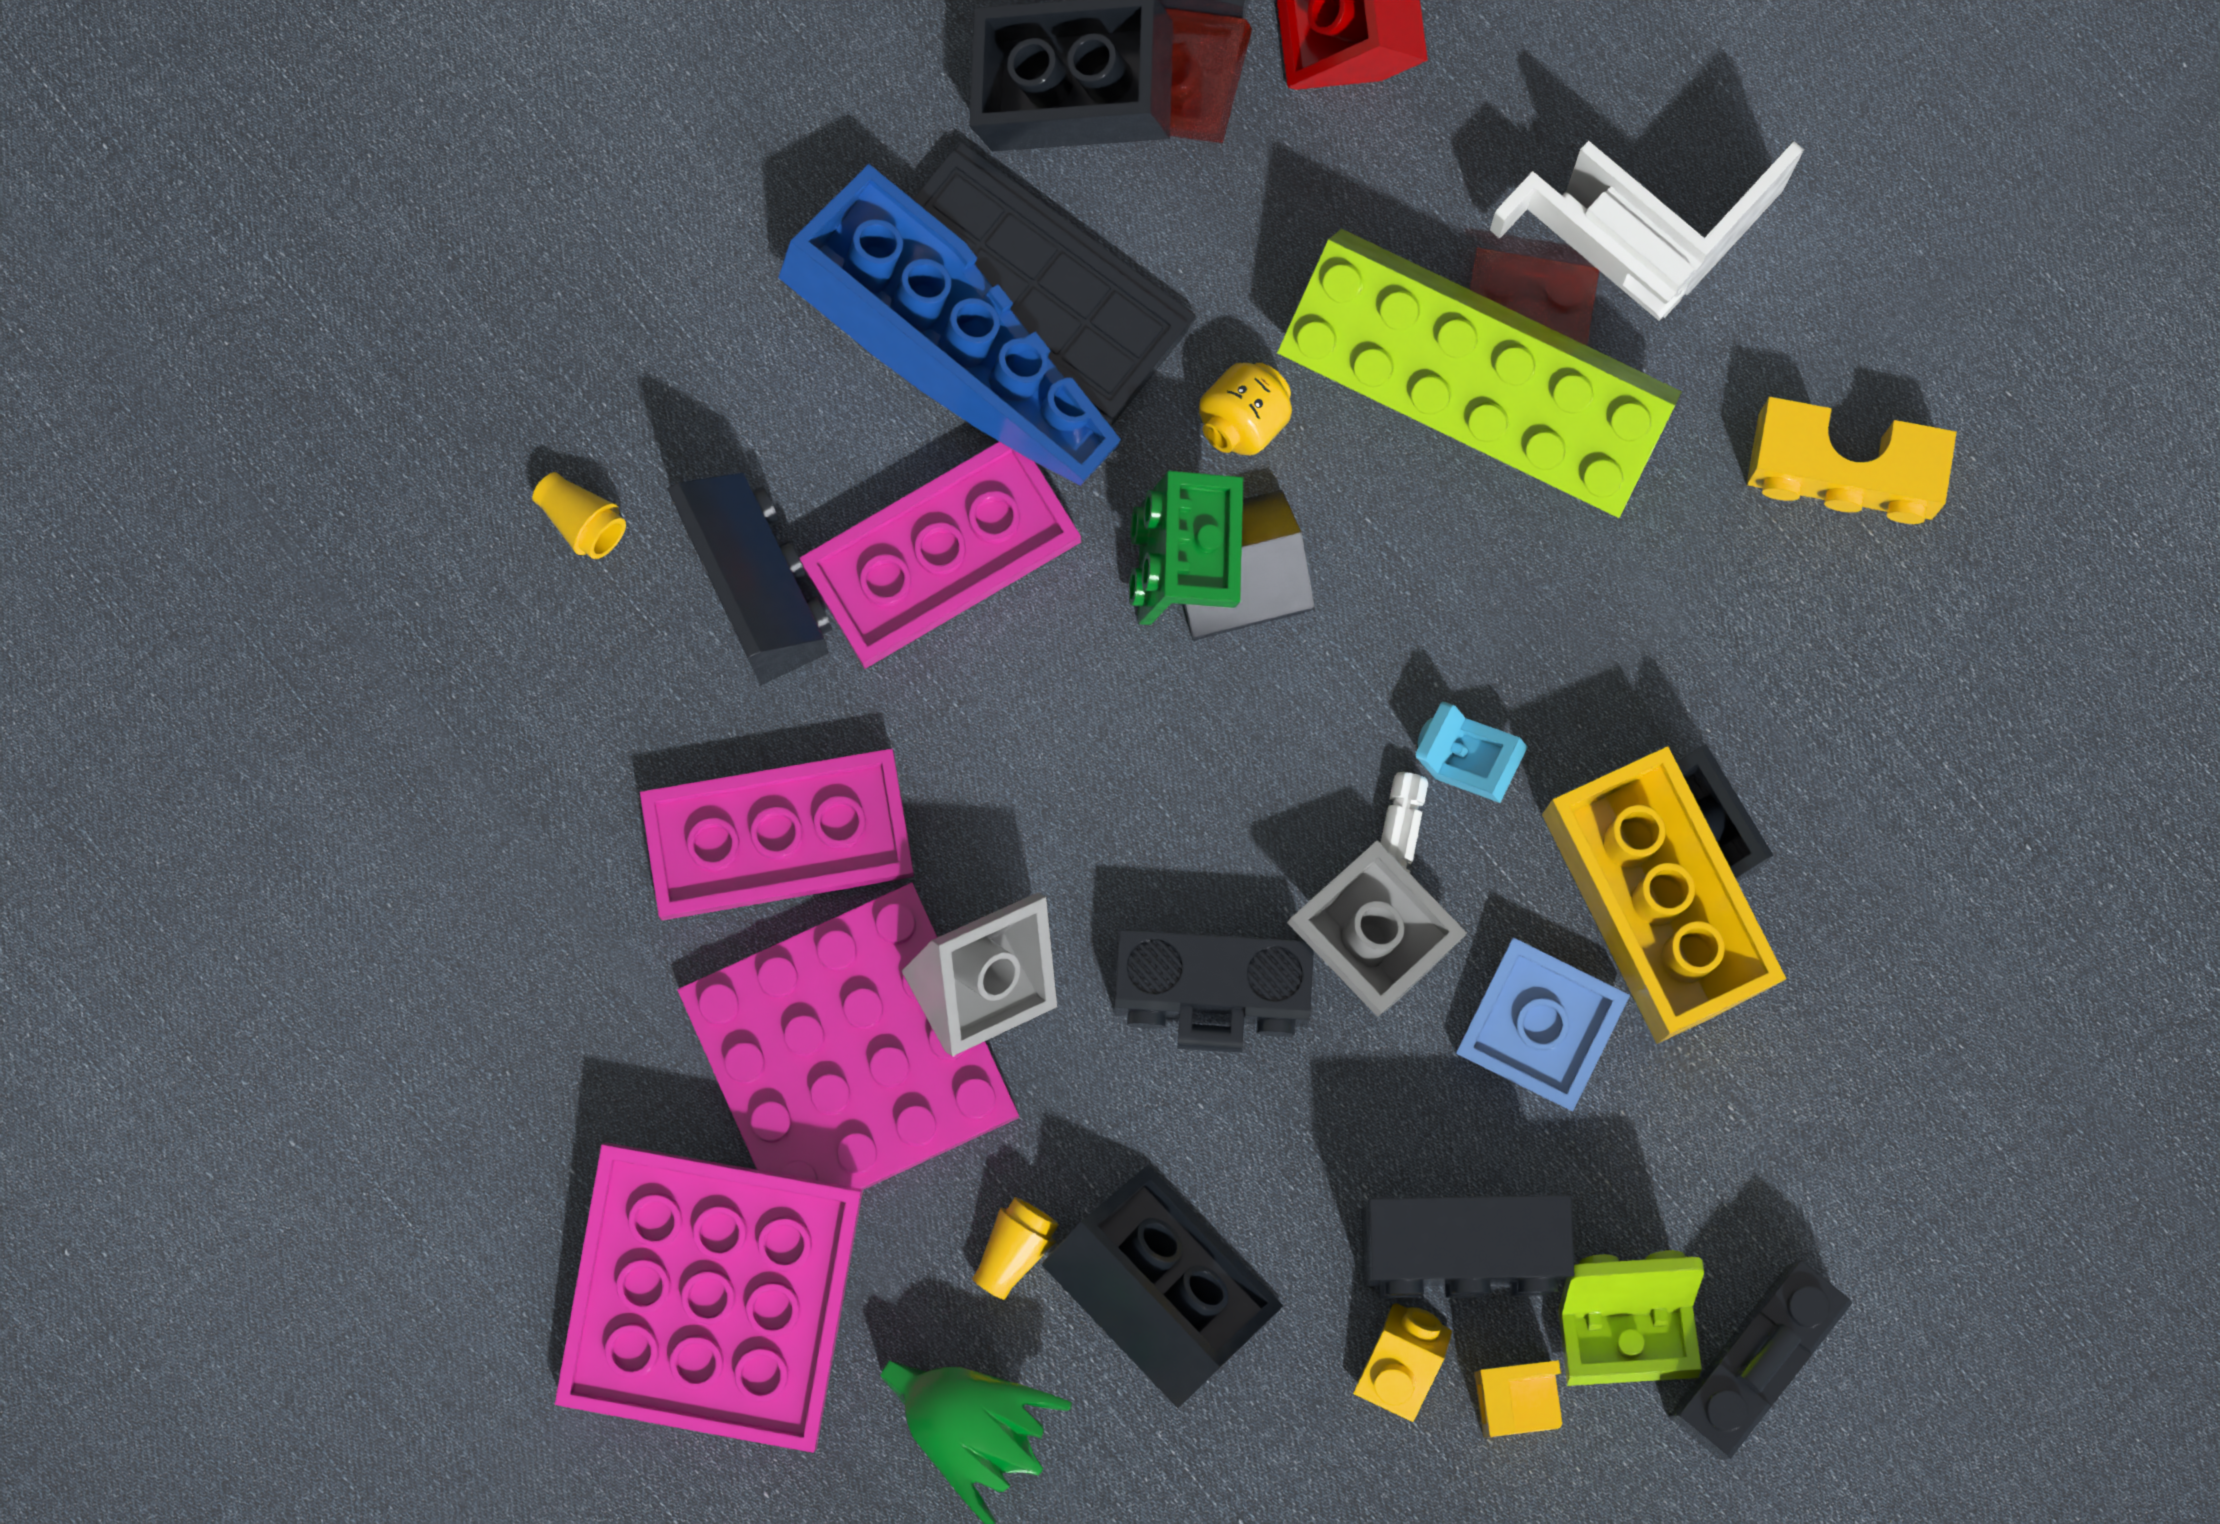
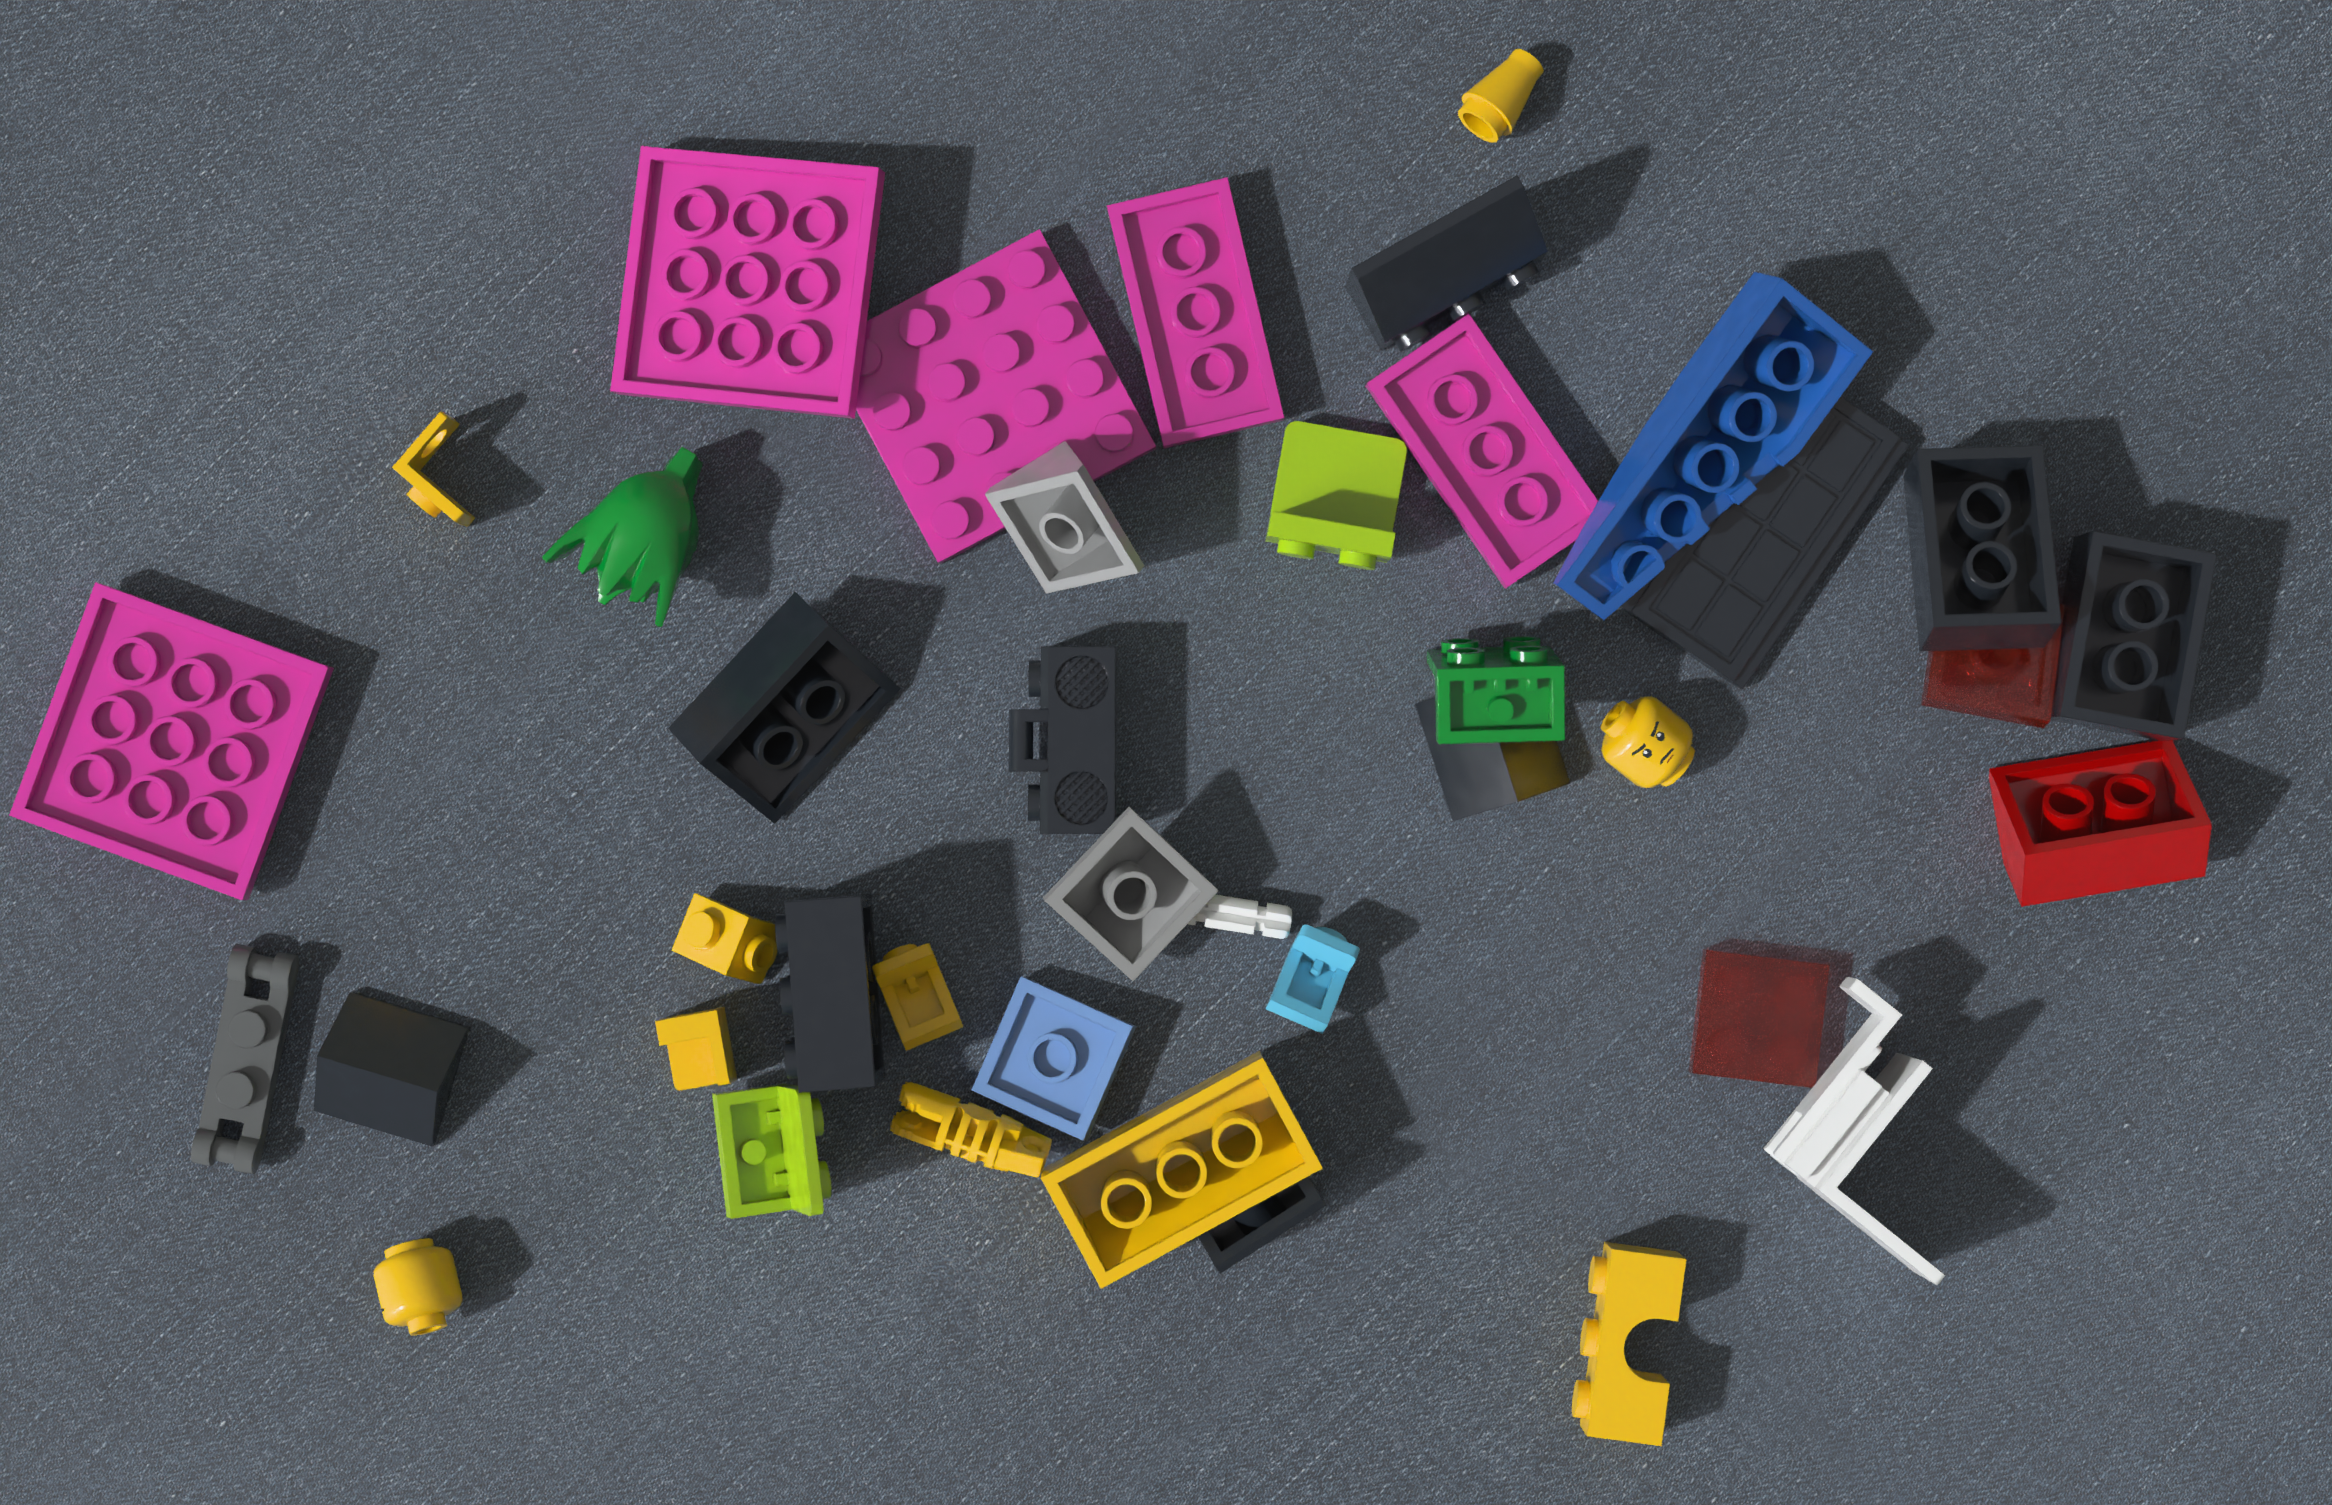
camera: 85 degrees right, 10 degrees up
(975, 702) = (1336, 494): none -> lime bracket
(1014, 1247) = (815, 567): yellow cone -> none
(1472, 1160) = (916, 994): none -> yellow bracket
(1478, 372) = (1694, 970): lime brick -> none
(1616, 1115) = (969, 1131): none -> yellow hinge
(1760, 1360) = (743, 1273): black piece -> none

